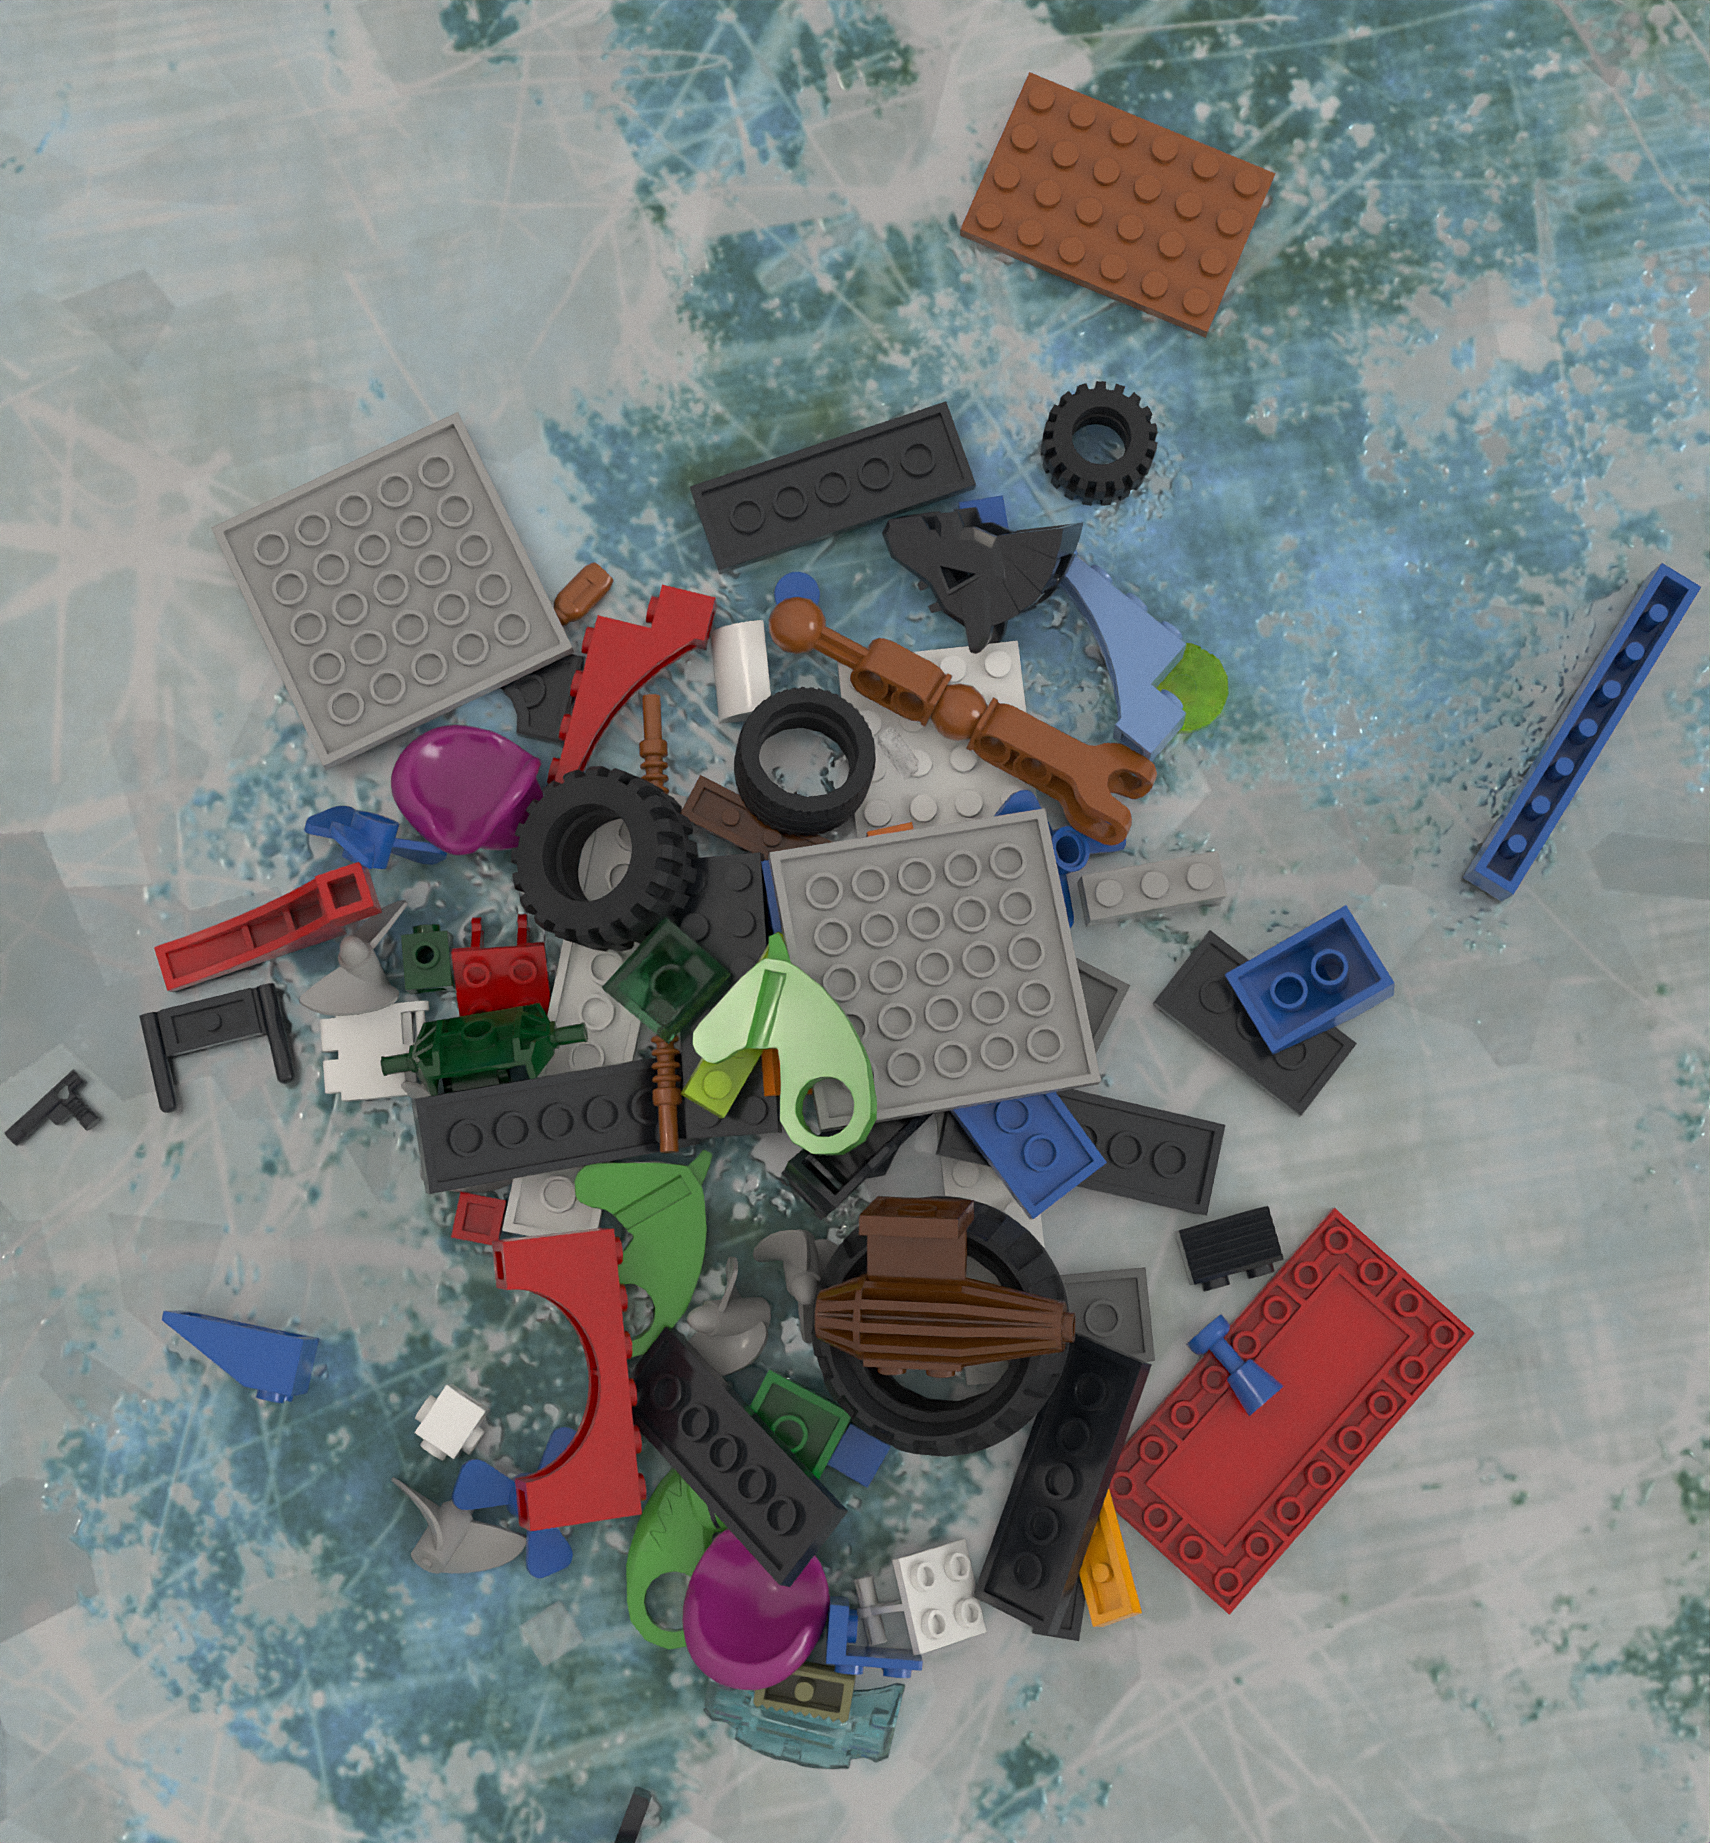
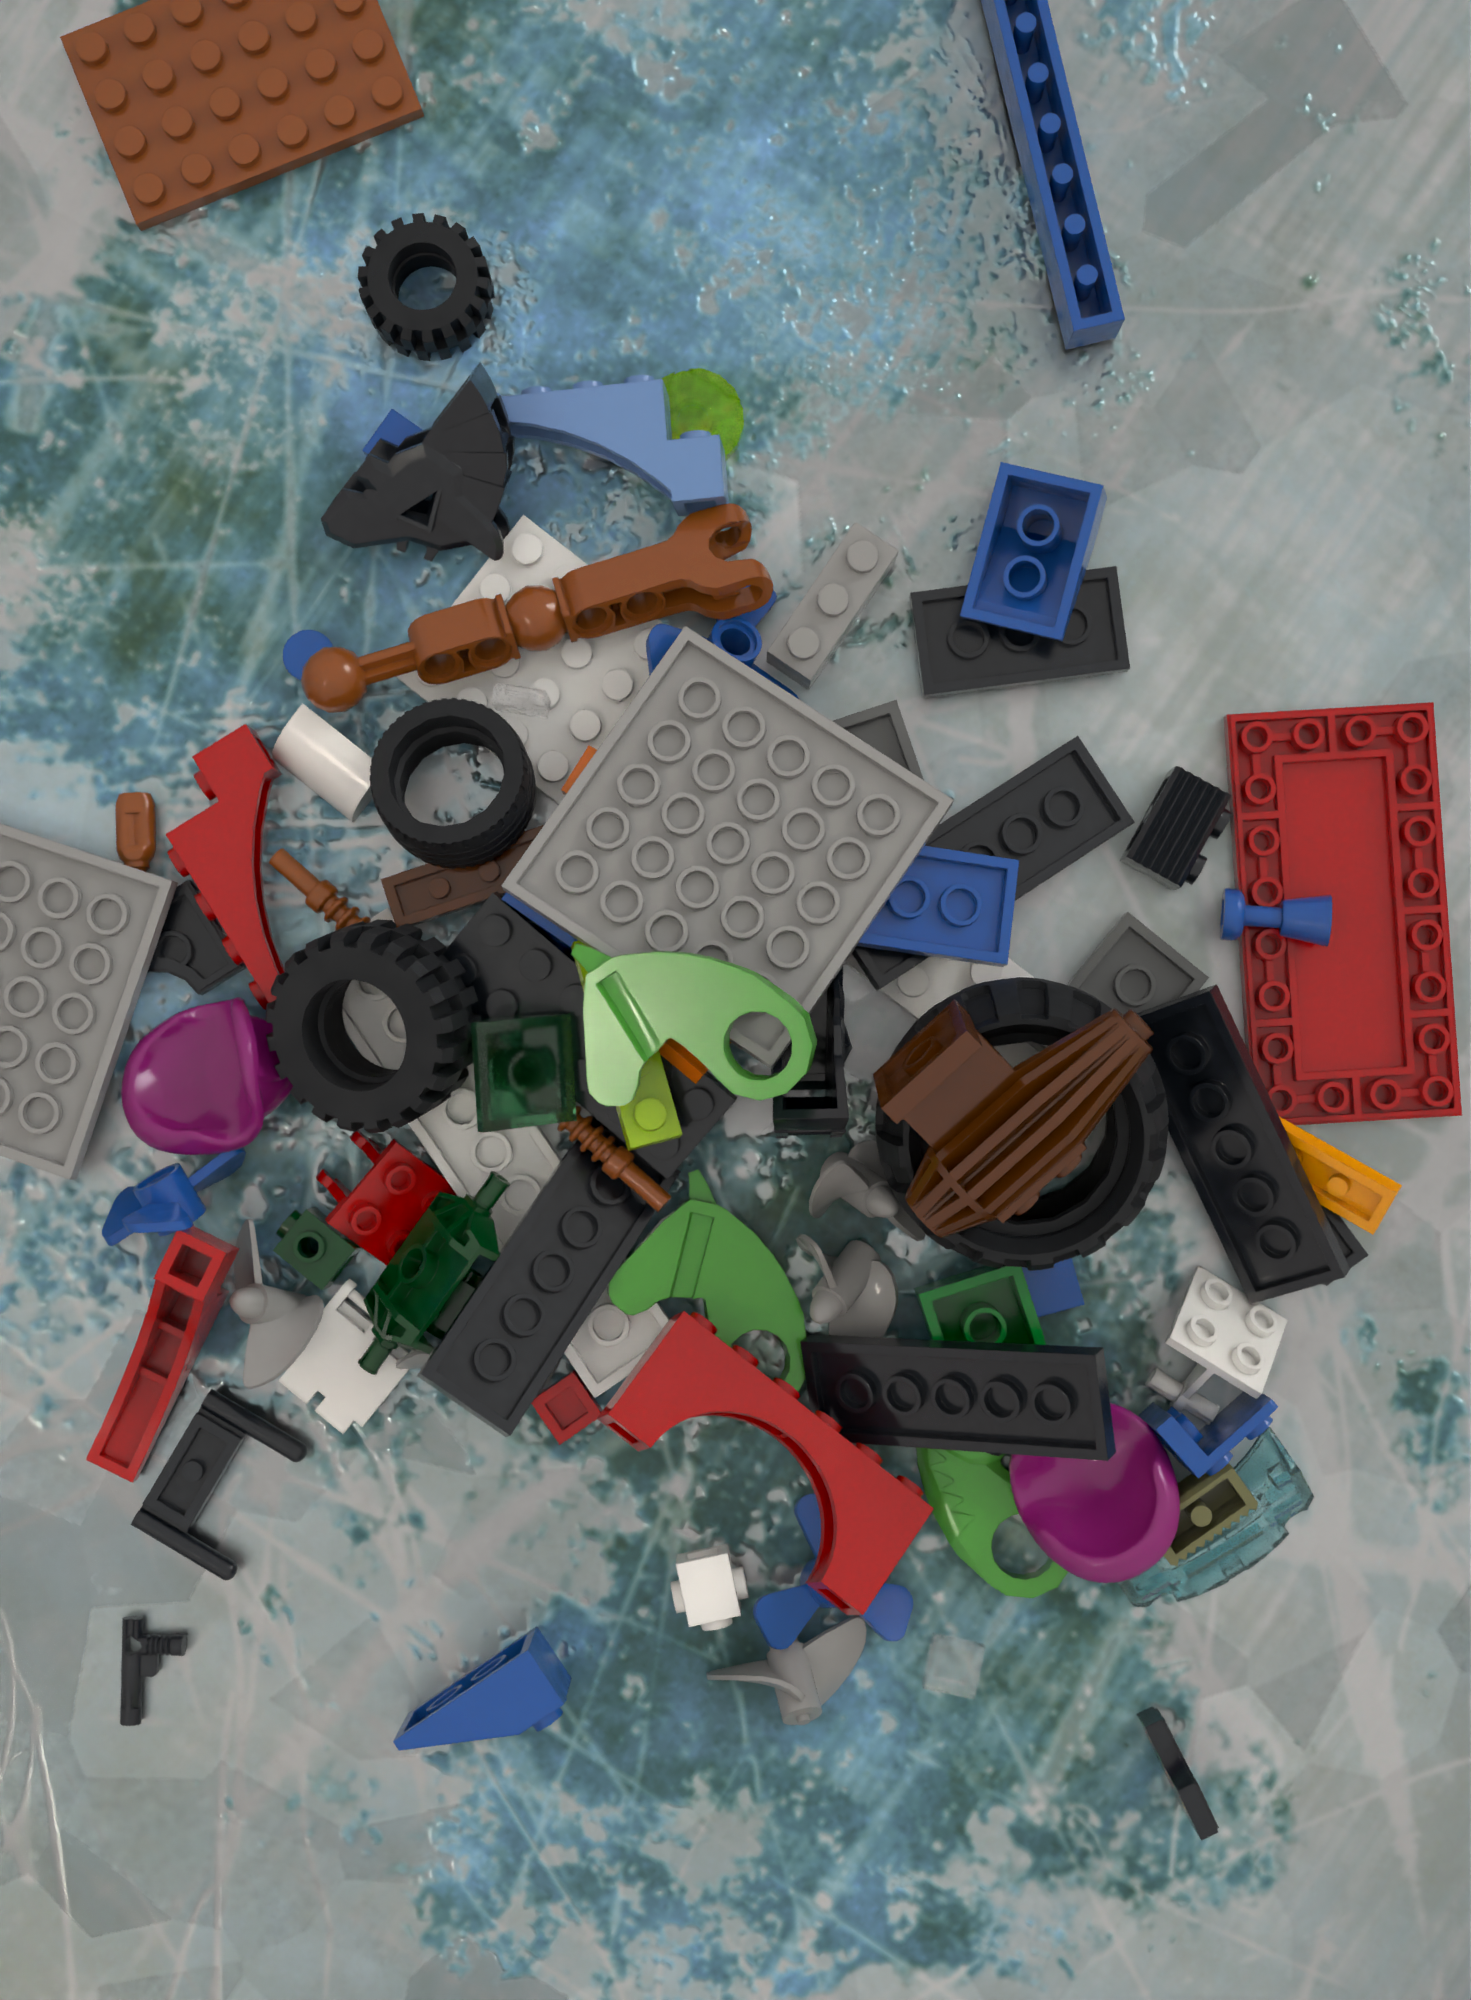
camera: 40 degrees left, 5 degrees up
(832, 487) = (249, 539): black plate -> none

